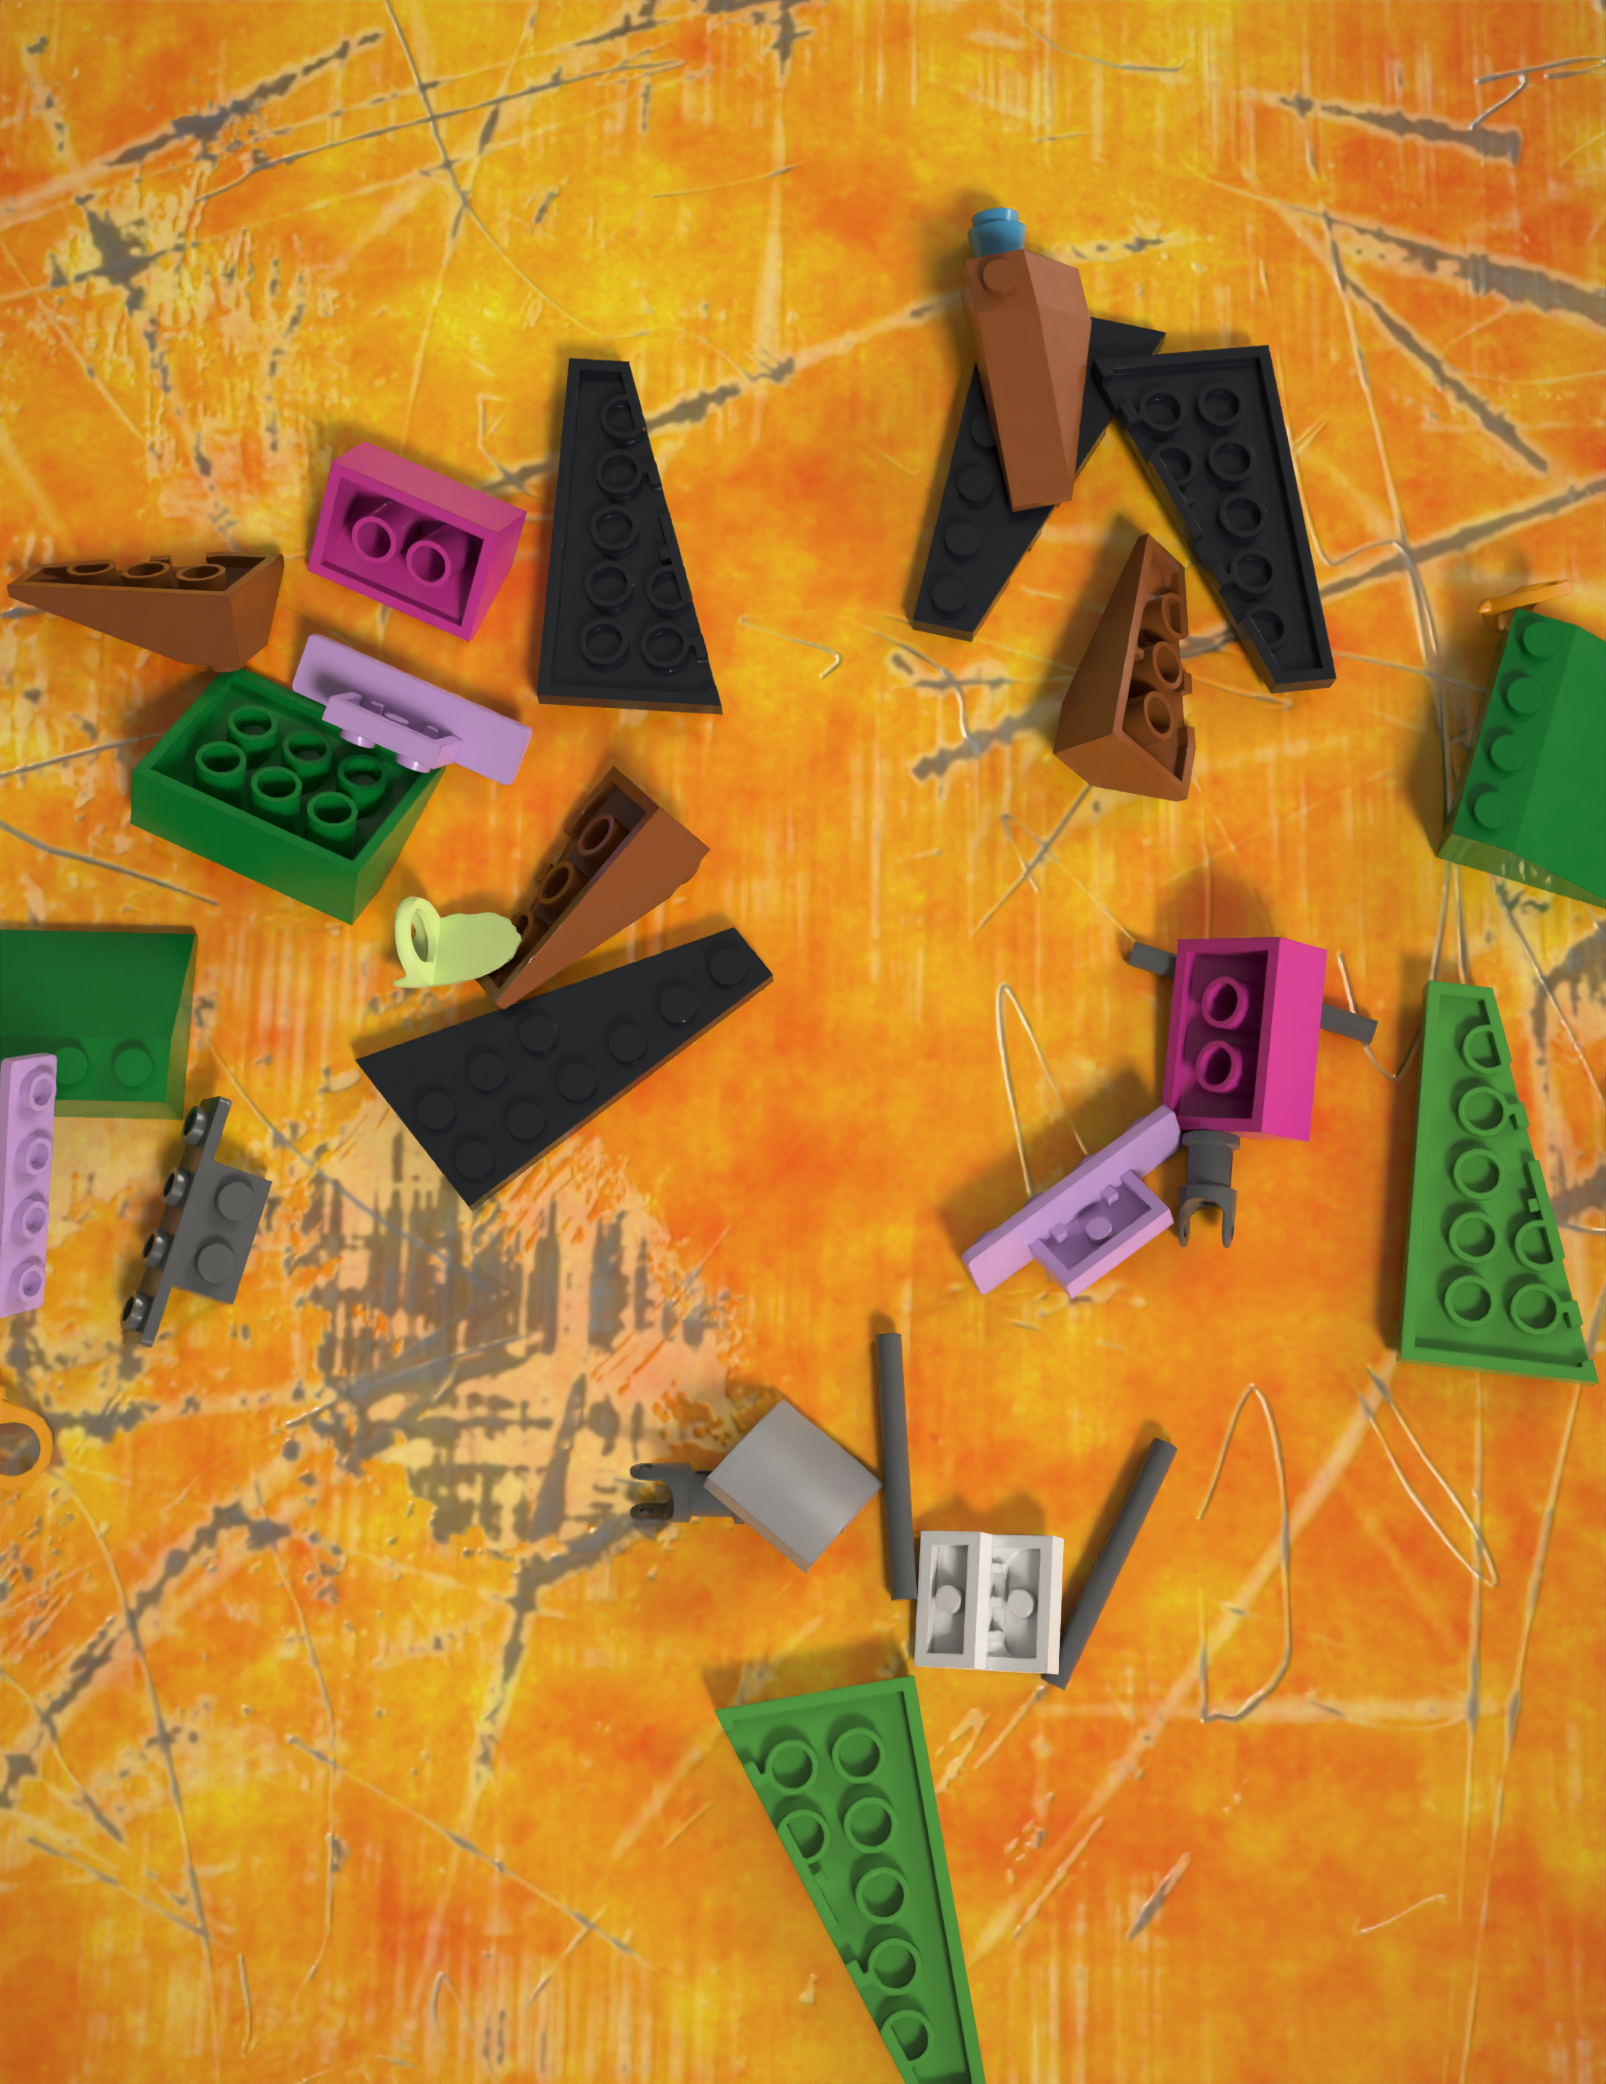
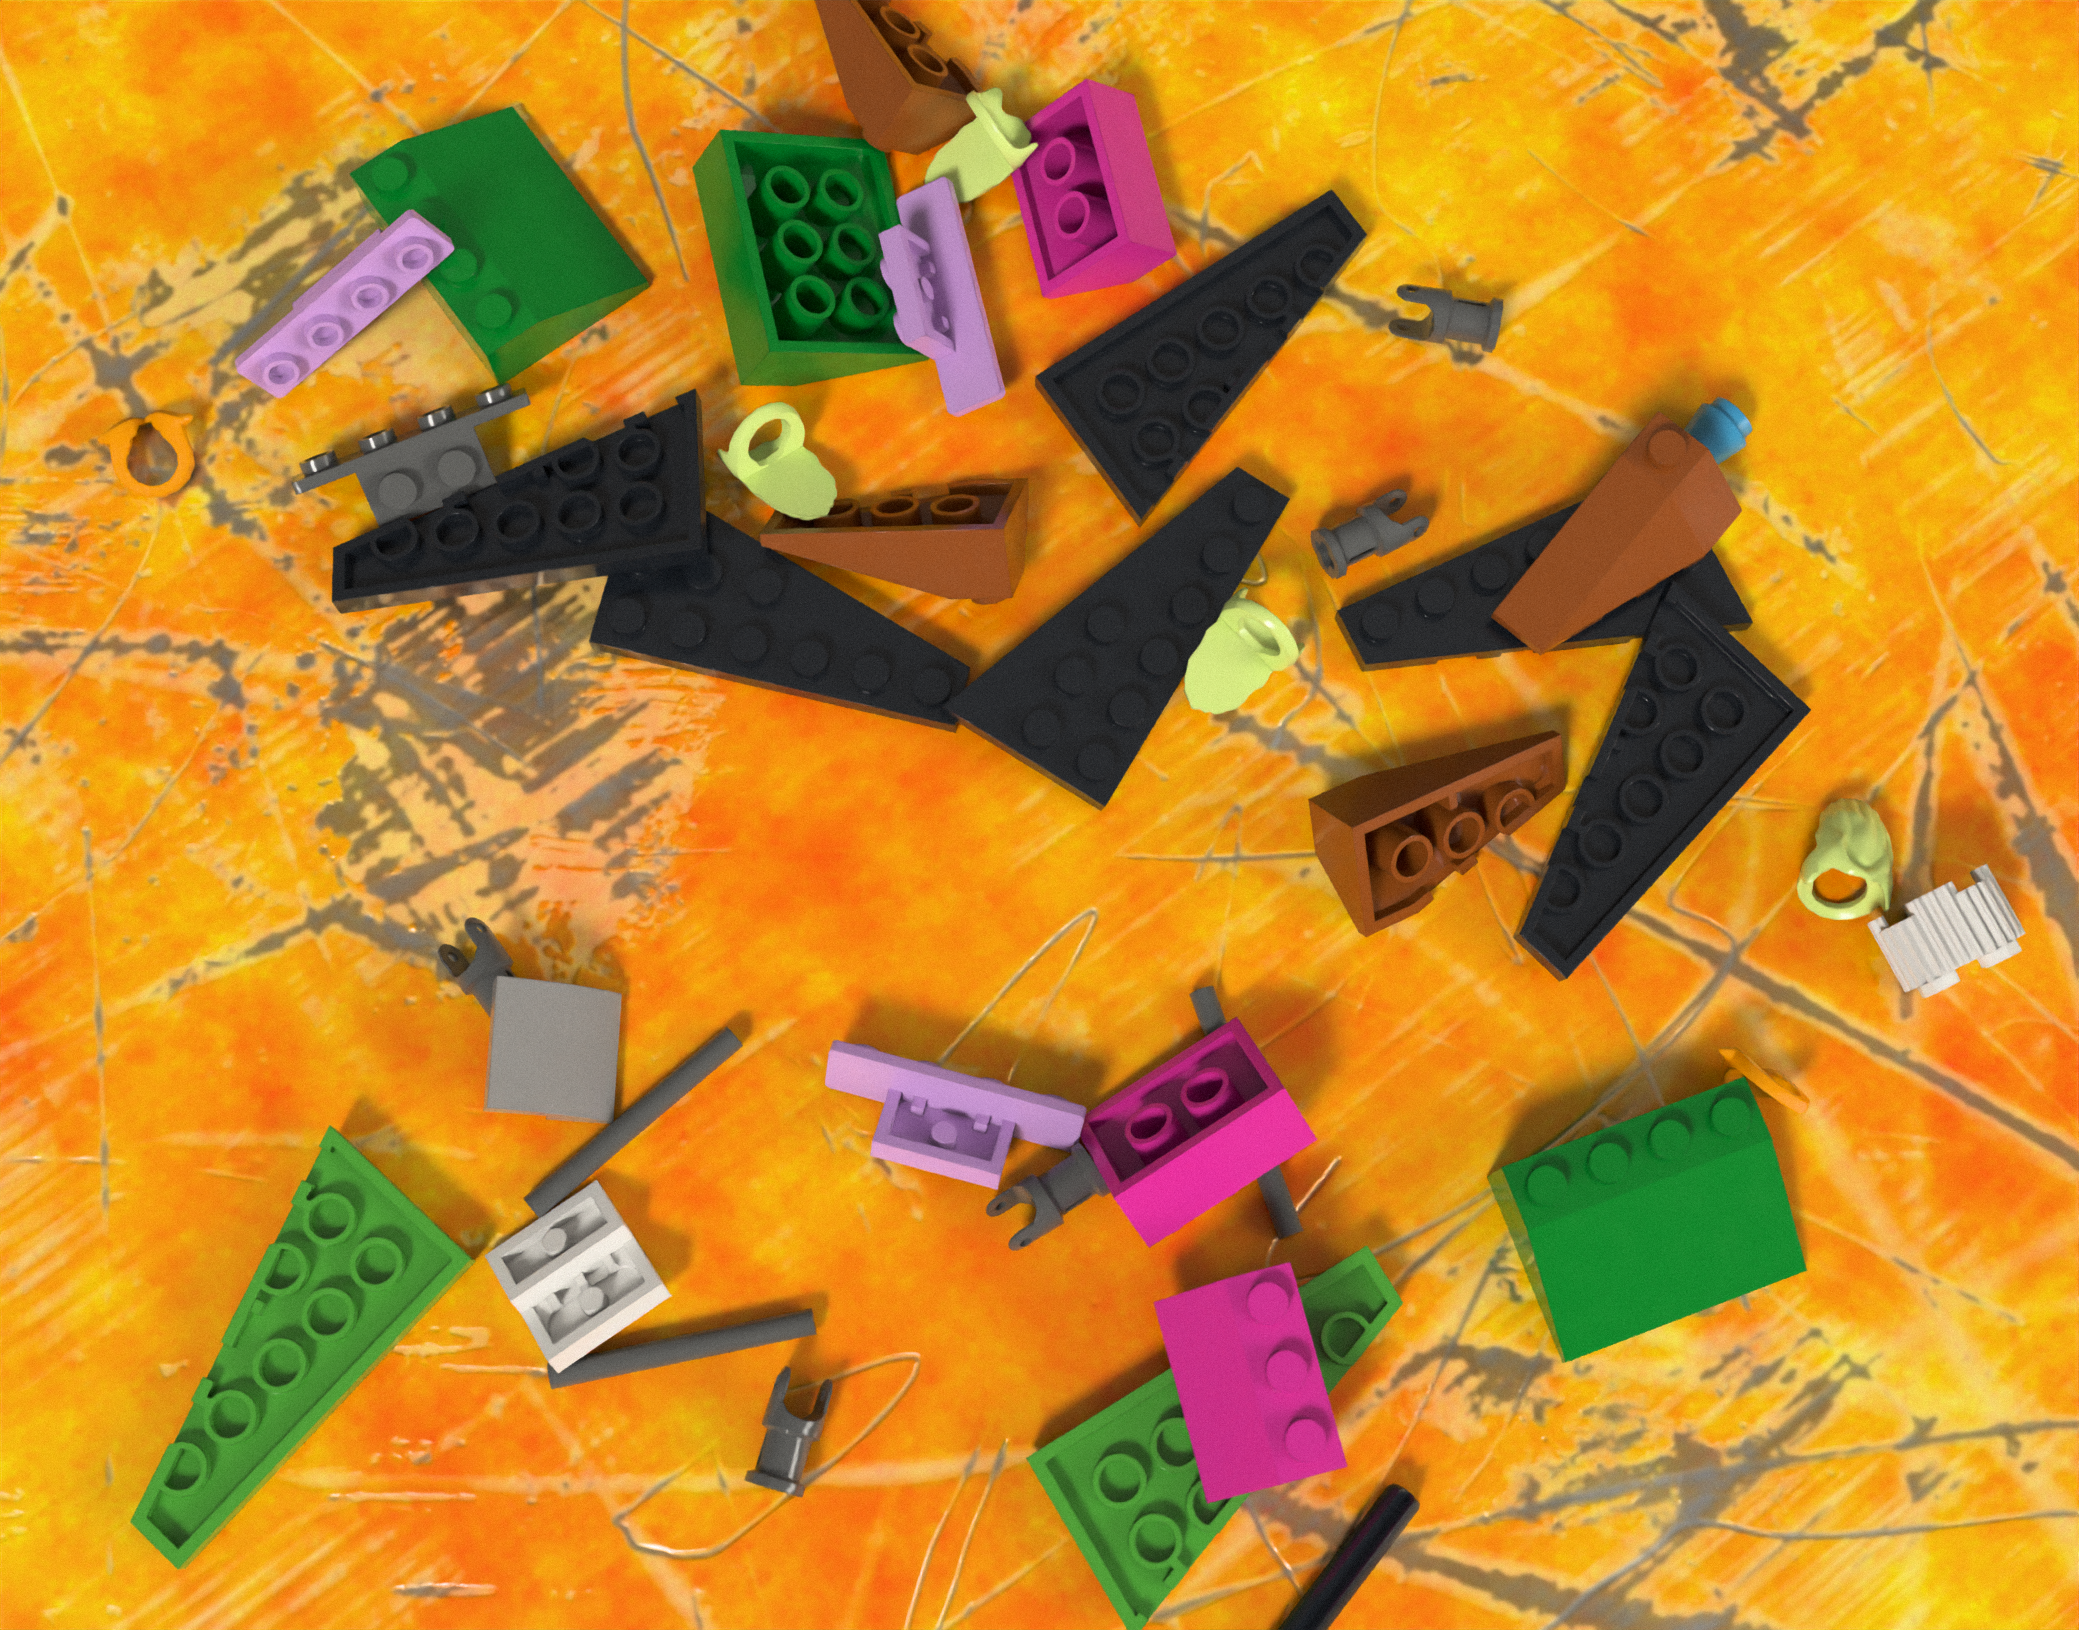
camera: 45 degrees right, 0 degrees up
(310, 590) = (983, 149): none -> yellowish green piece
(347, 1149) = (556, 519): none -> black wing
(747, 355) = (1450, 317): none -> dark grey piece
(815, 821) = (1105, 666): none -> black wing
(869, 554) = (1366, 534): none -> dark grey piece
(890, 718) = (1238, 656): none -> yellowish green piece
(1244, 1528) = (788, 1439): none -> dark grey piece
(1396, 397) = (1856, 844): none -> yellowish green piece
(1476, 1143) = (1249, 1383): none -> dark pink slope
(1518, 383) = (1948, 932): none -> white brick

